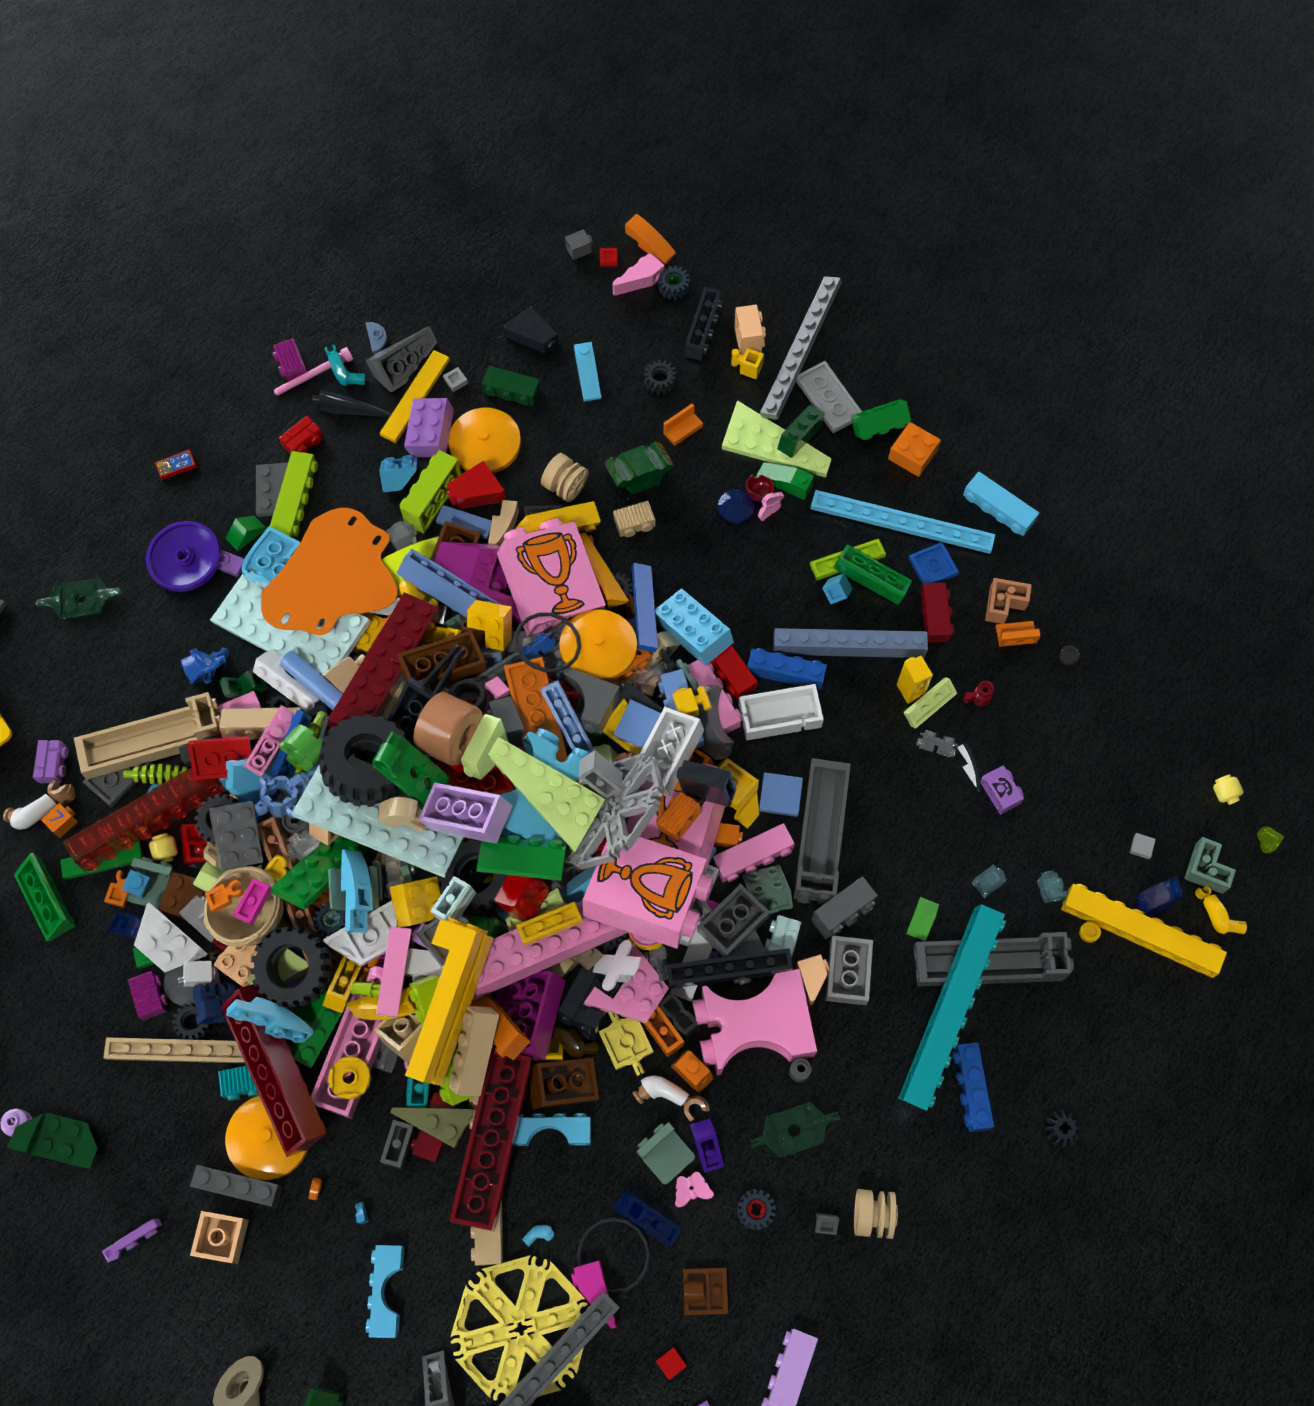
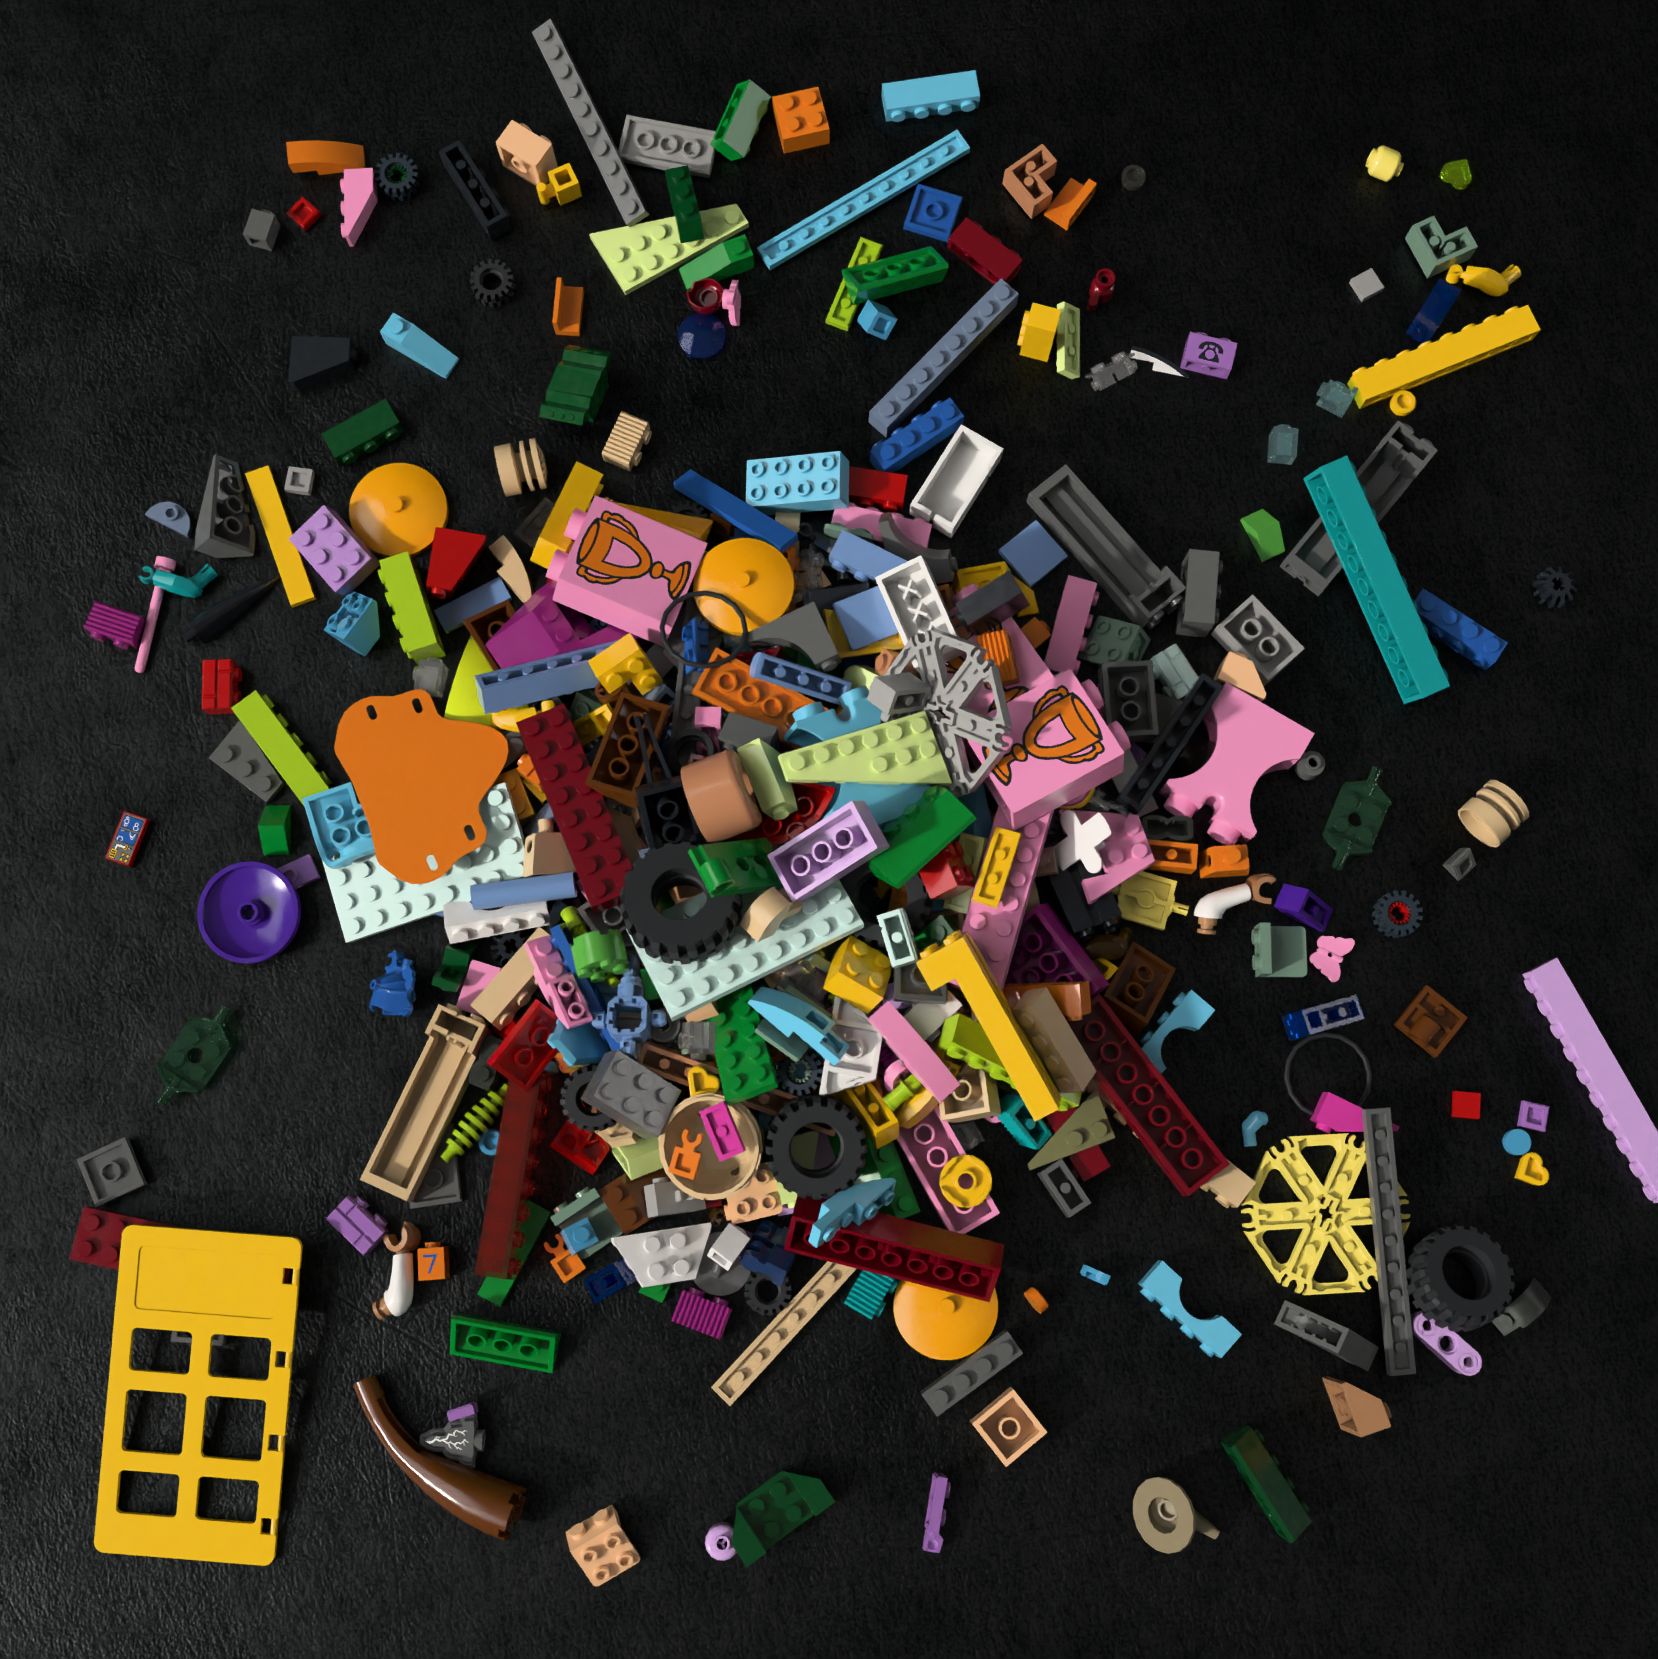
camera: 50 degrees left, 10 degrees up
(163, 848) = (559, 1181): light yellow head -> none
(688, 703) = (886, 554): yellow brick -> none

